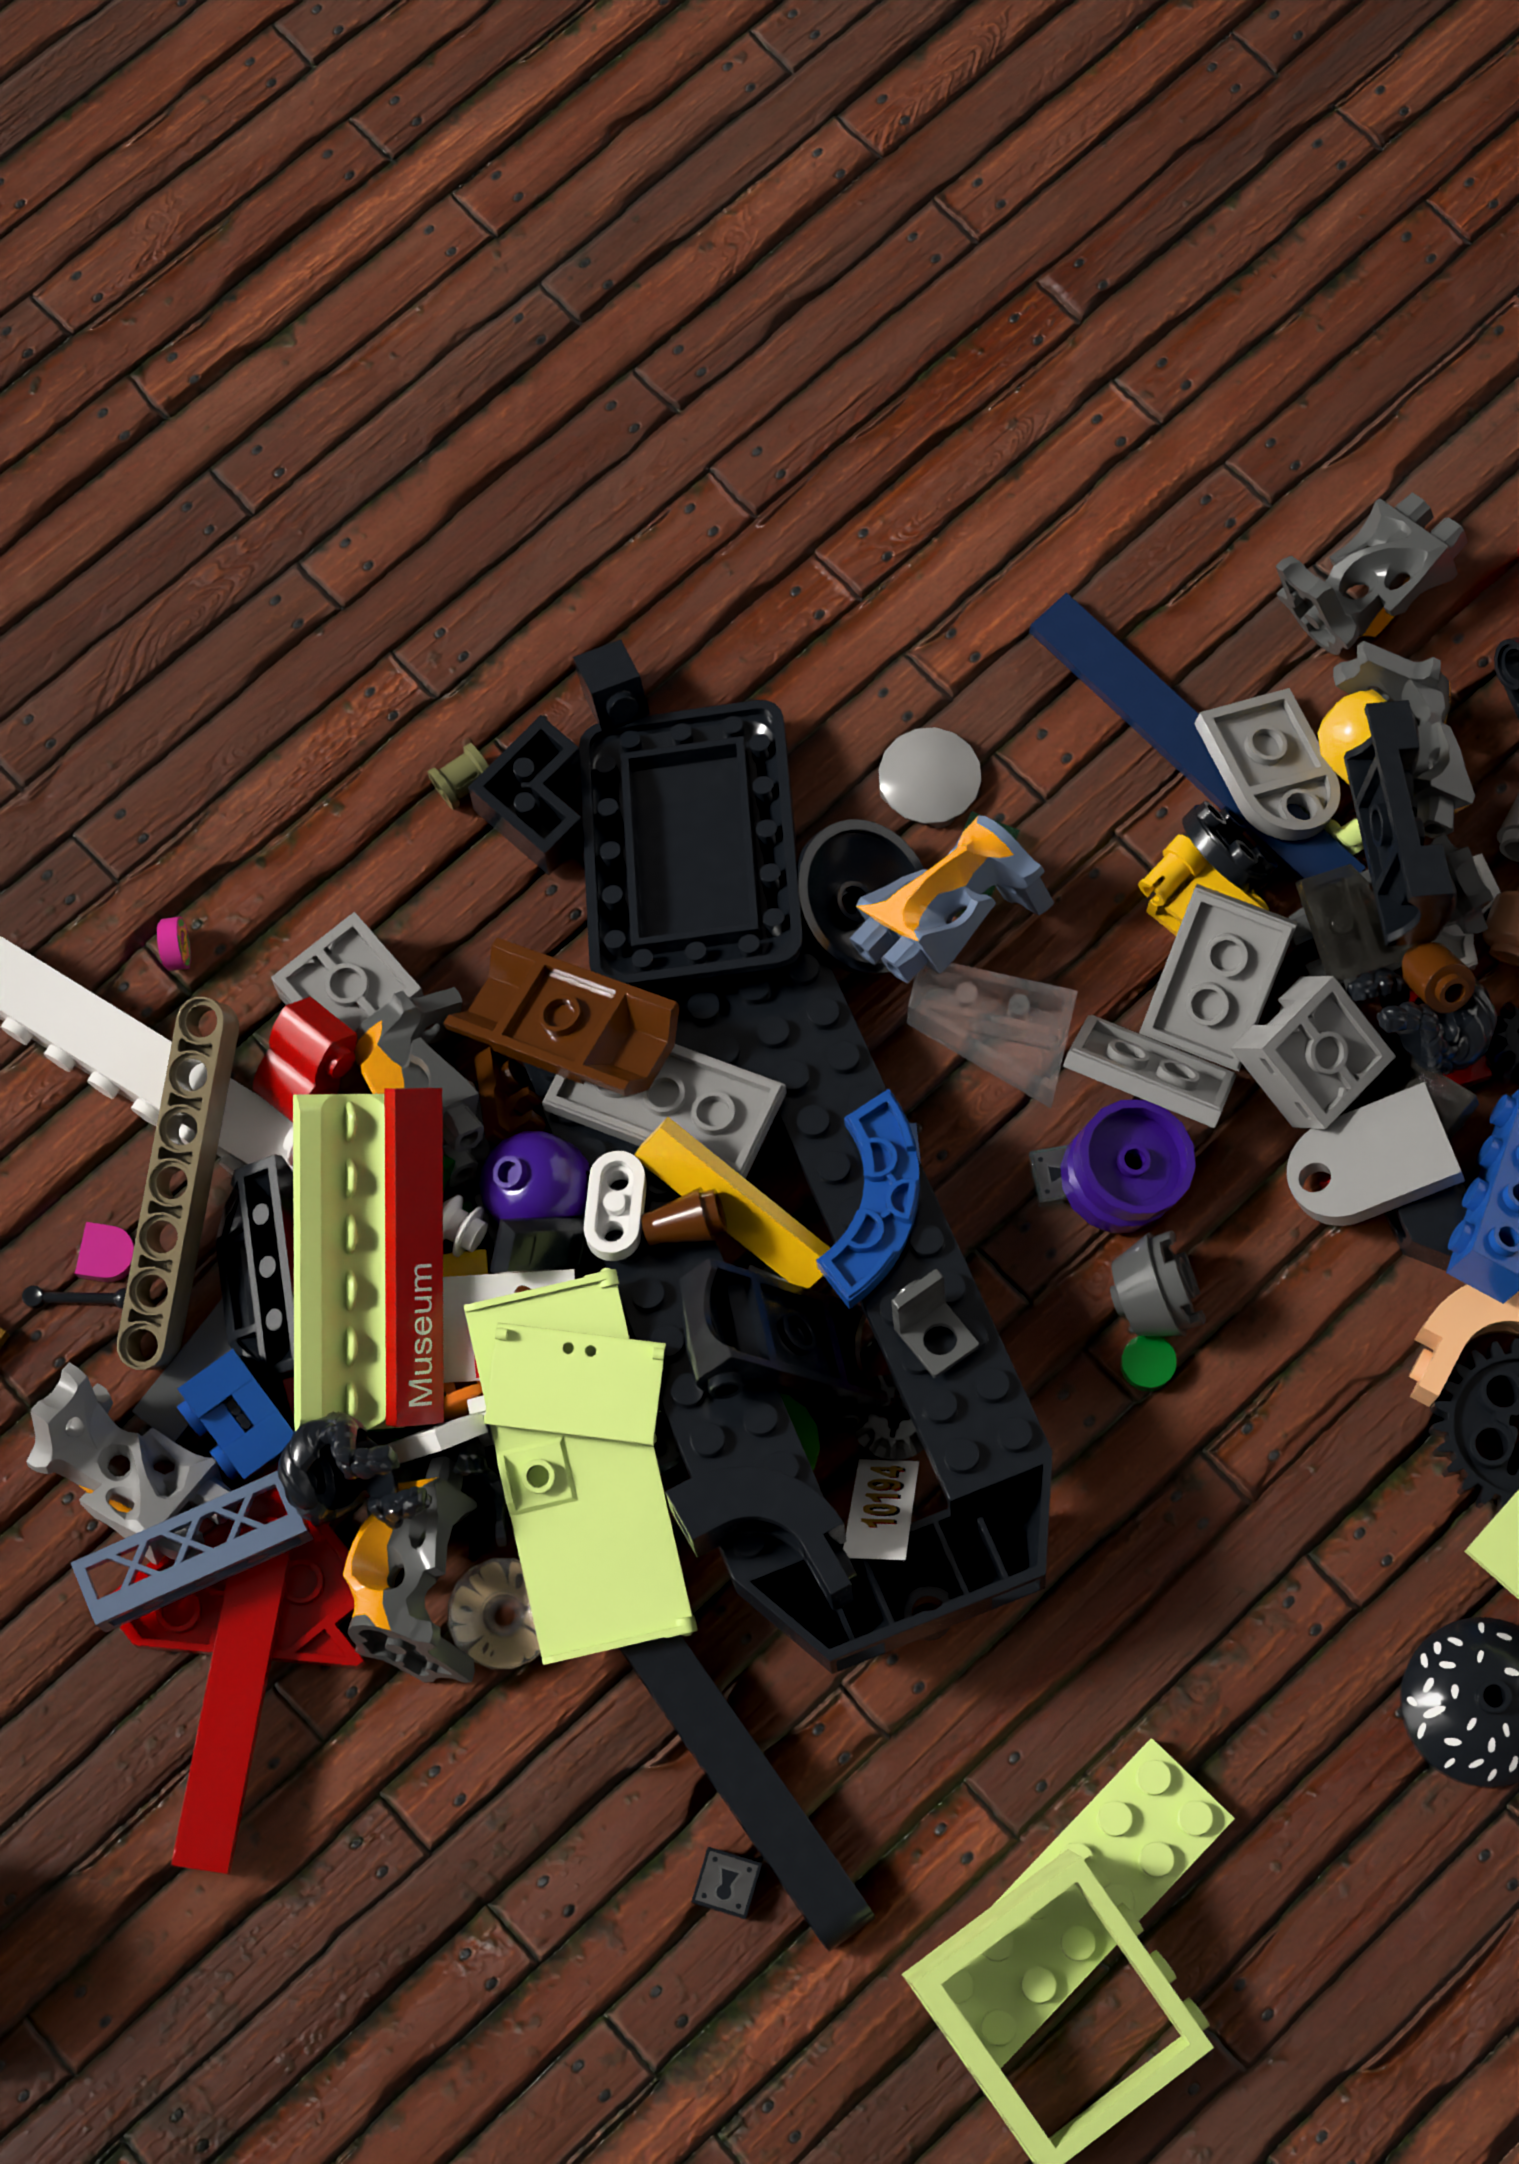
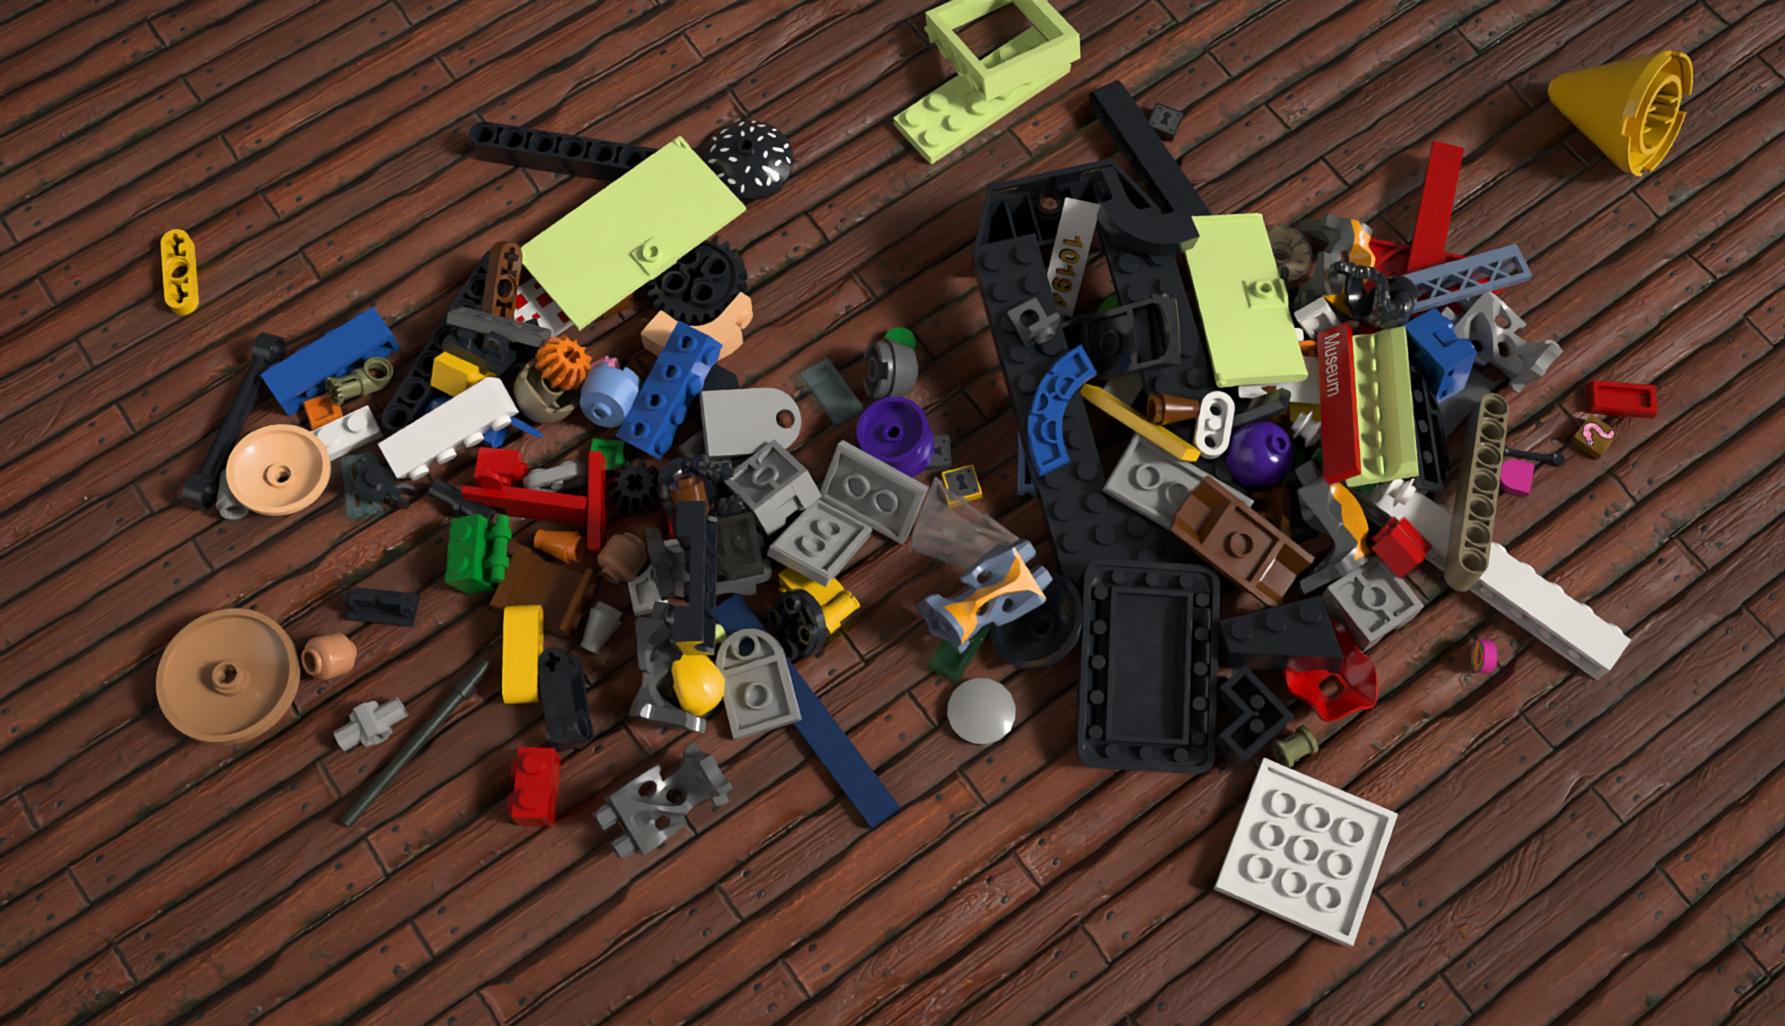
camera: 175 degrees left, 5 degrees down
(441, 636) = (1306, 852): none -> white plate
(451, 877) = (1356, 677): none -> red piece
(483, 895) = (1282, 637): none -> black wedge
(591, 1390) = (1264, 326): yellowish green door -> none
(611, 685) = (1191, 791): black brick -> none
(1008, 1125) = (963, 482): none -> tile
(1247, 1262) = (831, 392): none -> clear light blue tile

